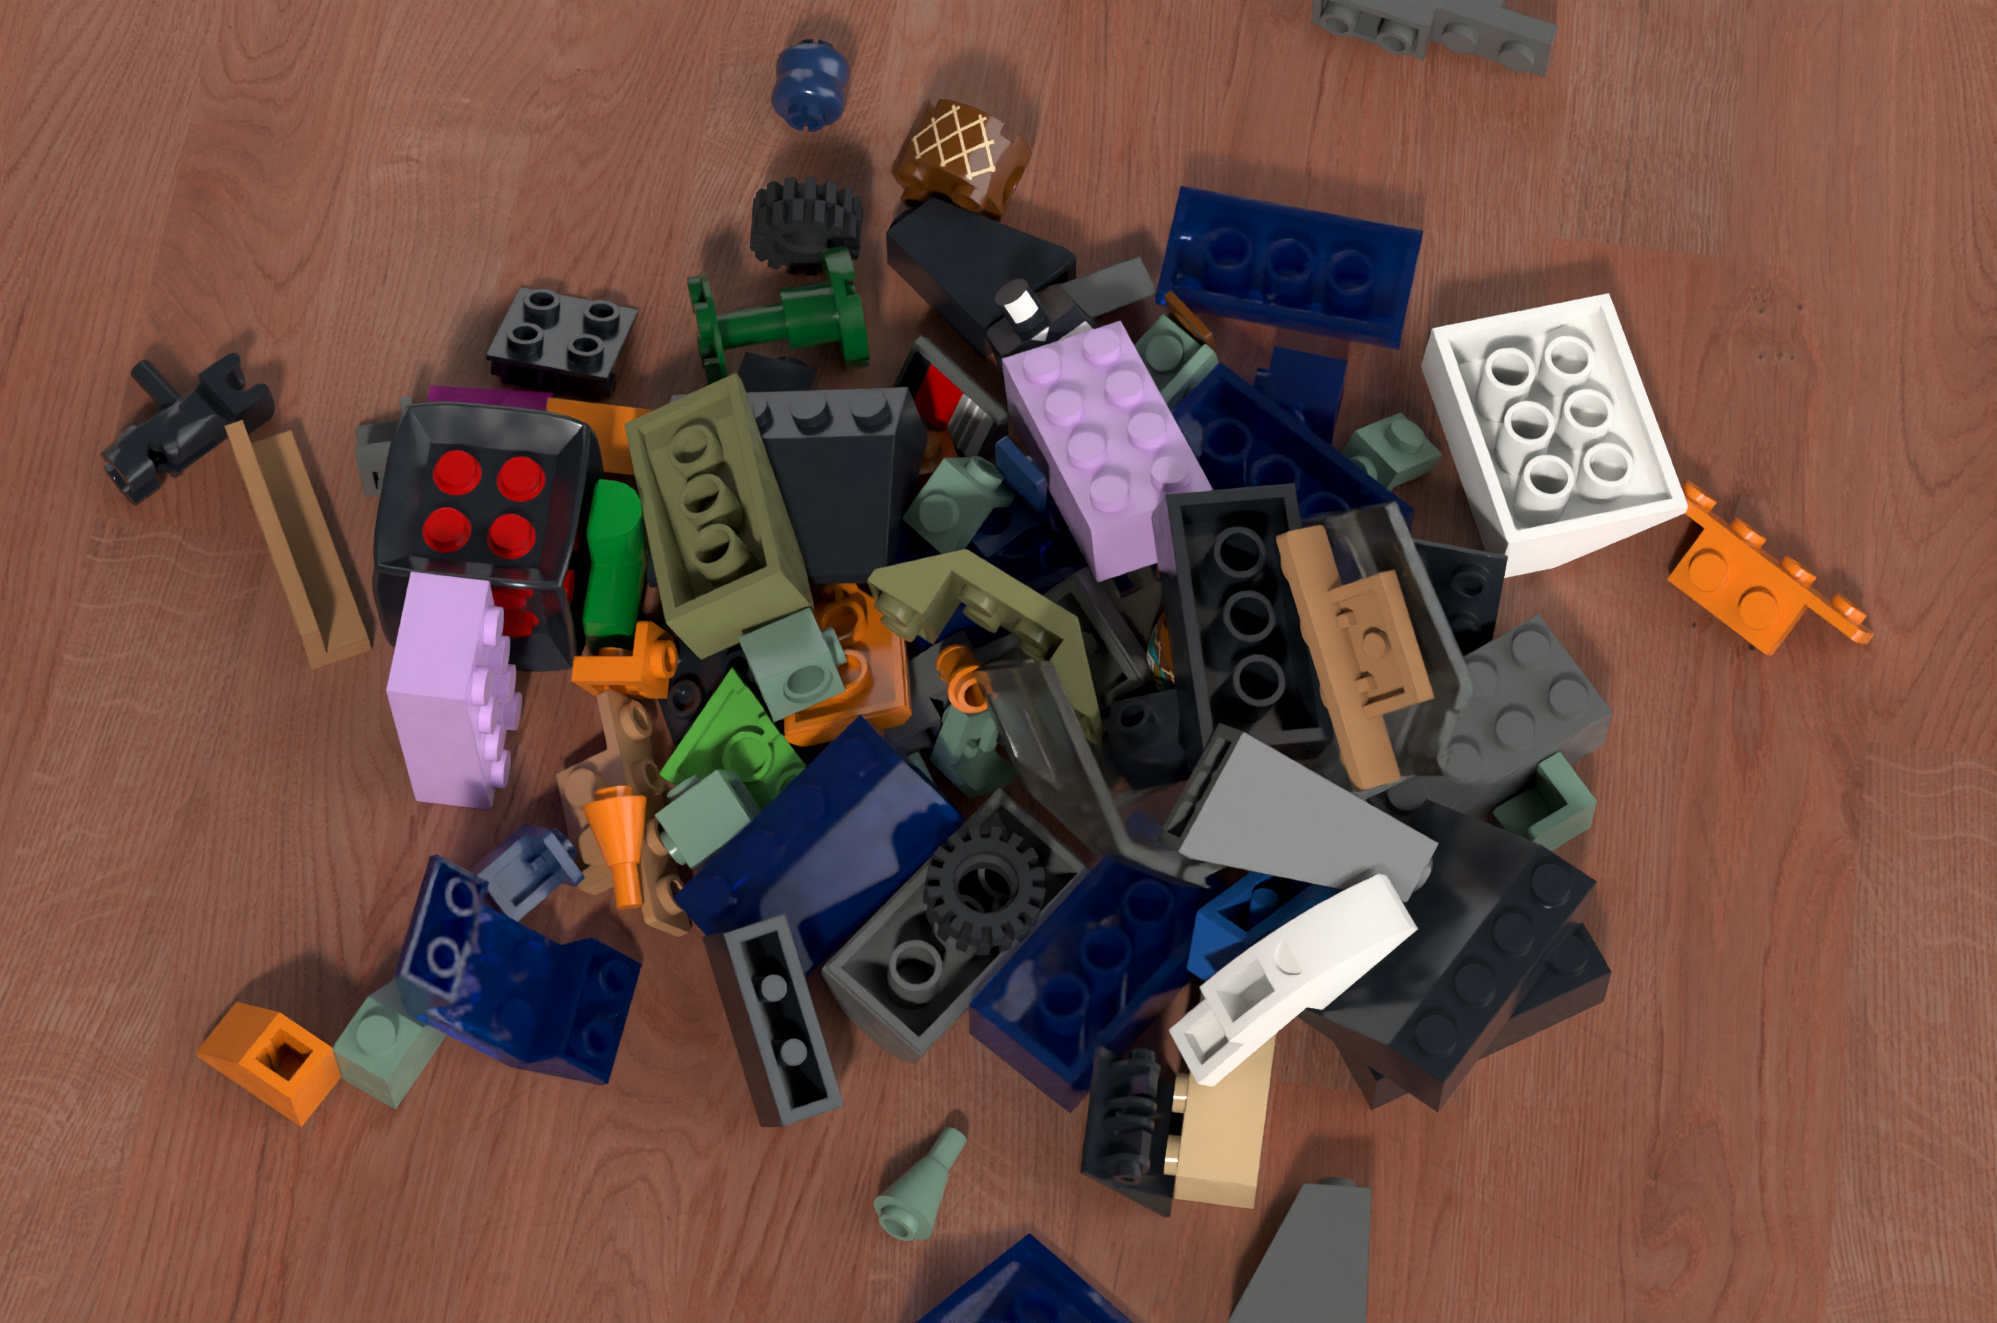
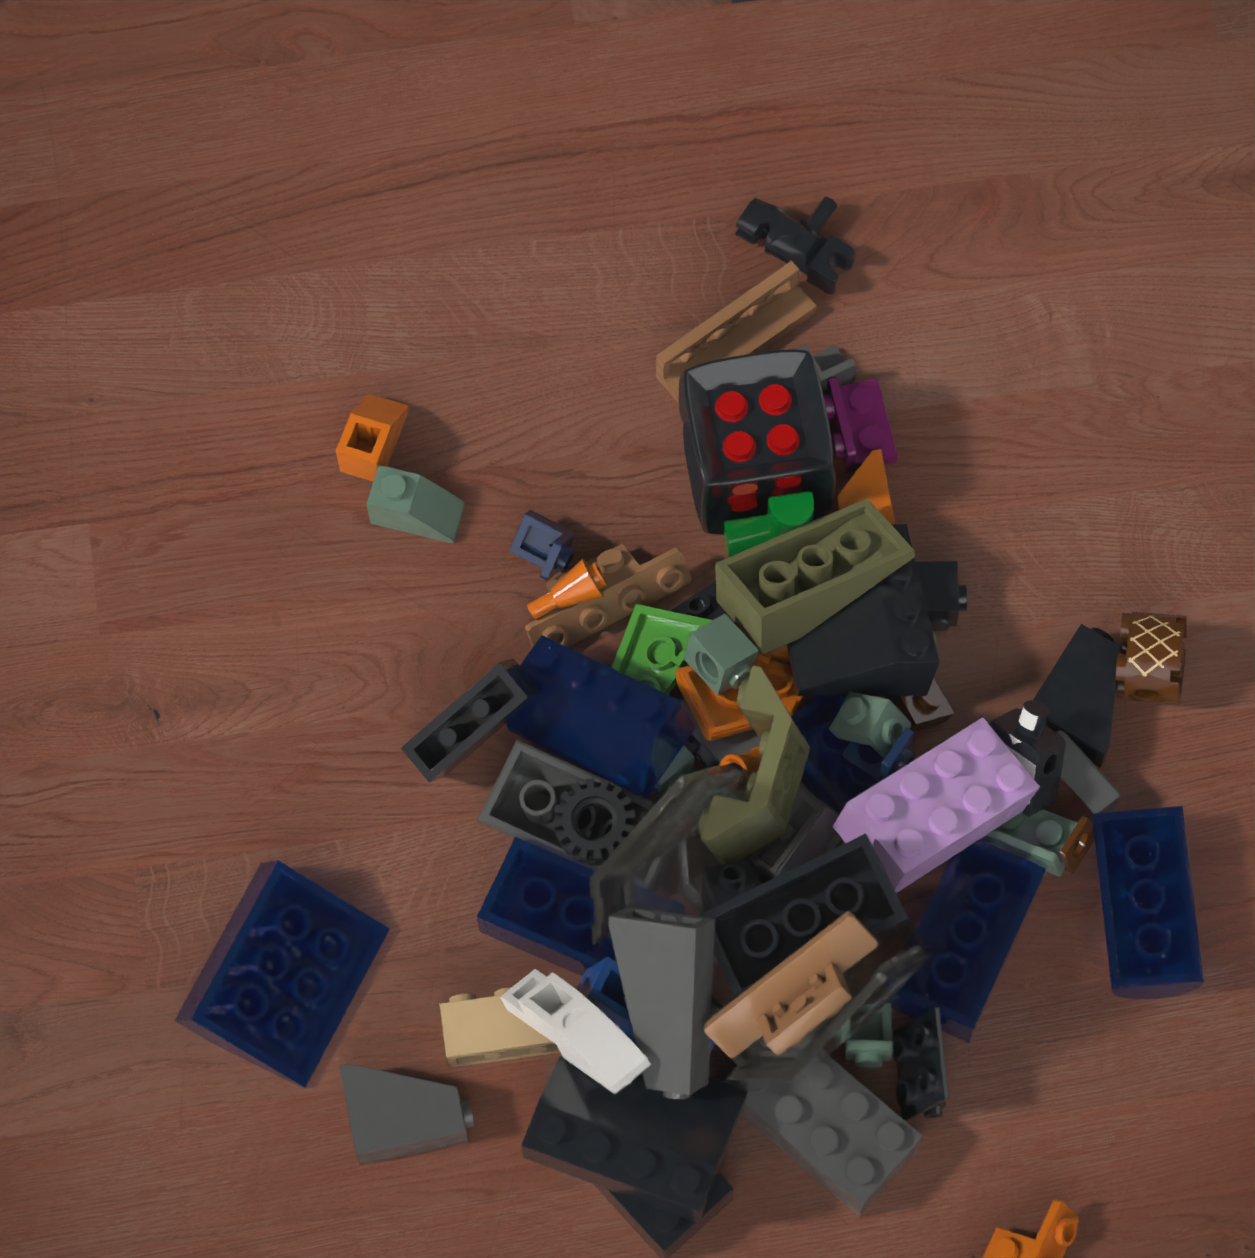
camera: 75 degrees right, 5 degrees up
(453, 691) = (629, 450): lavender brick -> none
(510, 986) = (458, 555): clear blue slope -> none
(562, 337) = (939, 448): black hinge -> none
(631, 673) = (700, 559): orange bracket -> none
(705, 816) = (607, 639): sand green brick -> none
(800, 220) = (1070, 572): black tyre -> none
(804, 316) = (997, 589): dark green piece -> none
(810, 85) = (1189, 544): dark blue piece -> none
(913, 1201) = (392, 850): sand green cone -> none
(952, 401) = (976, 700): slope -> none
(1130, 1128) = (464, 963): black hinge -> none
(1305, 387) = (1055, 937): clear blue brick -> none
(1392, 451) = (1027, 1008): sand green bracket -> none
(1551, 431) = (1078, 1114): white slope -> none
(1552, 809) = (787, 1185): sand green panel -> none

